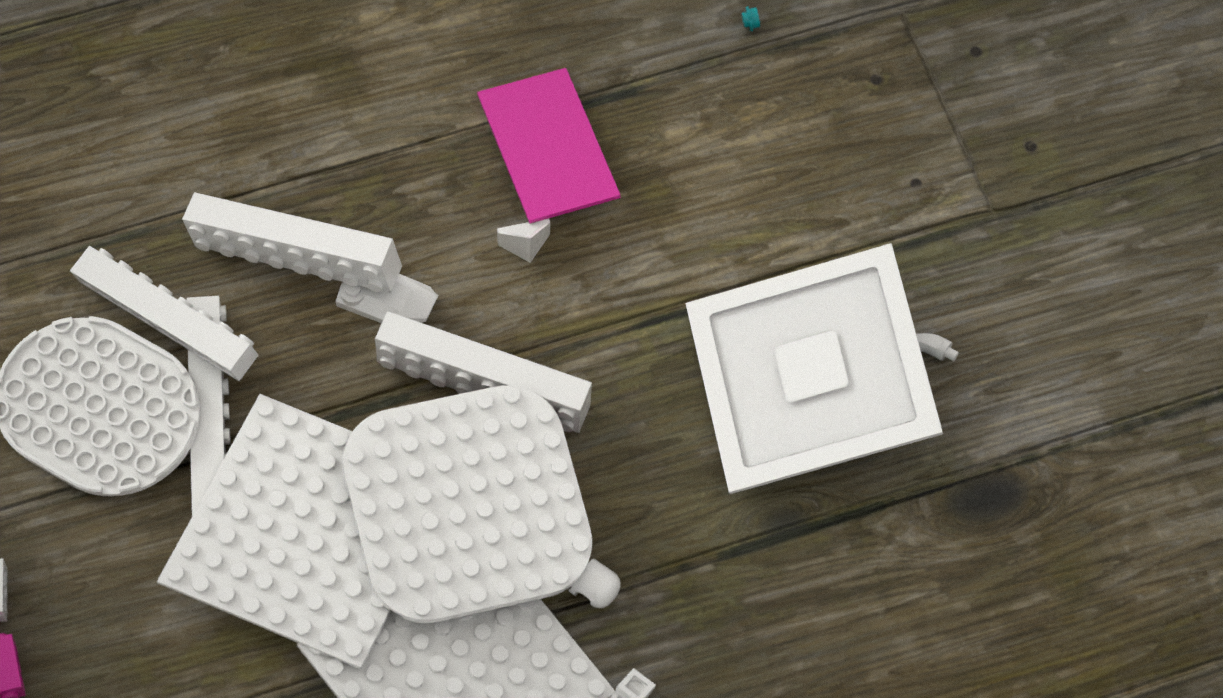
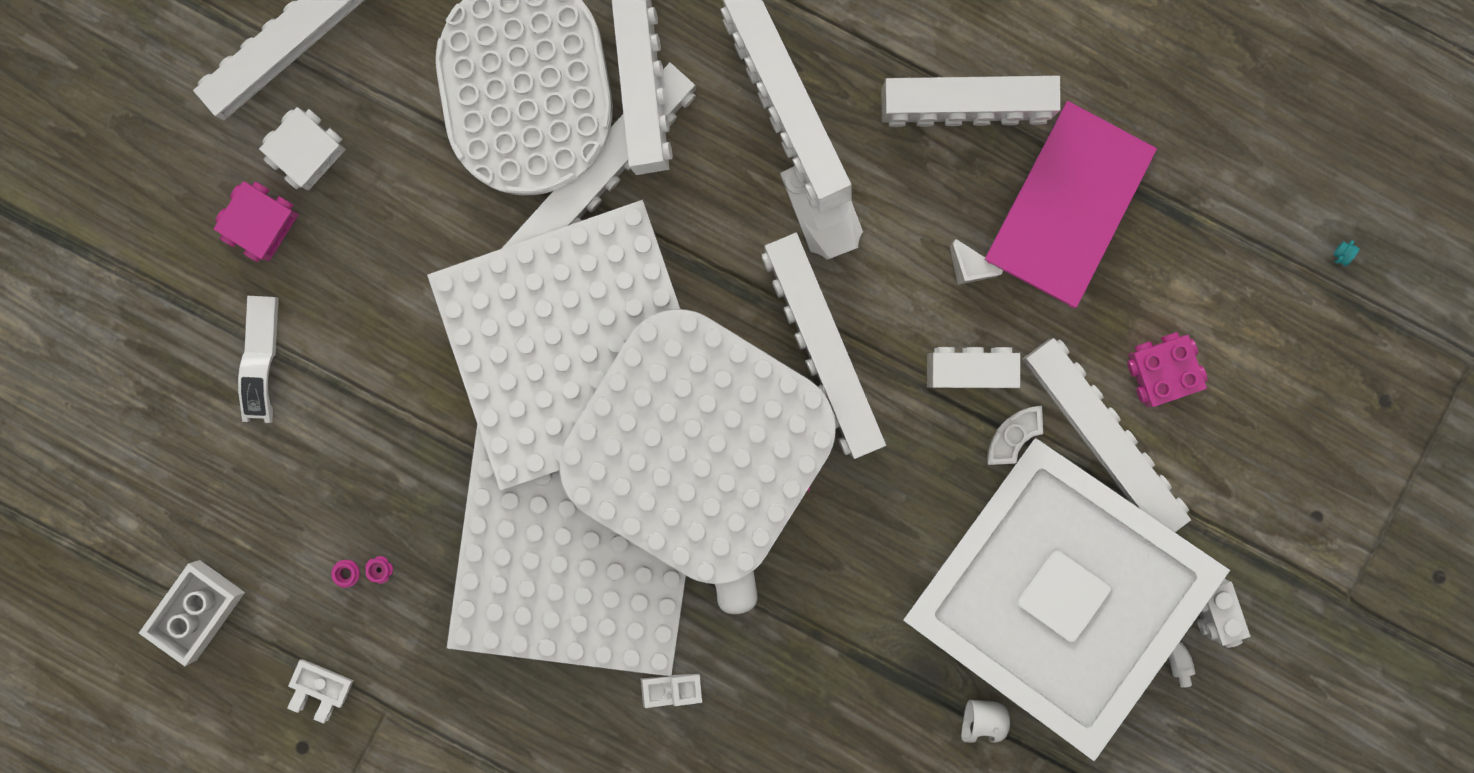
camera: 50 degrees right, 25 degrees up
(412, 142) = (970, 99): none -> white brick
(596, 294) = (973, 368): none -> white brick
(669, 315) = (1013, 434): none -> white tile
(717, 255) = (1104, 435): none -> white brick
(720, 183) = (1166, 369): none -> dark pink brick
(853, 499) = (989, 720): none -> white helmet
(924, 285) = (1223, 618): none -> white brick

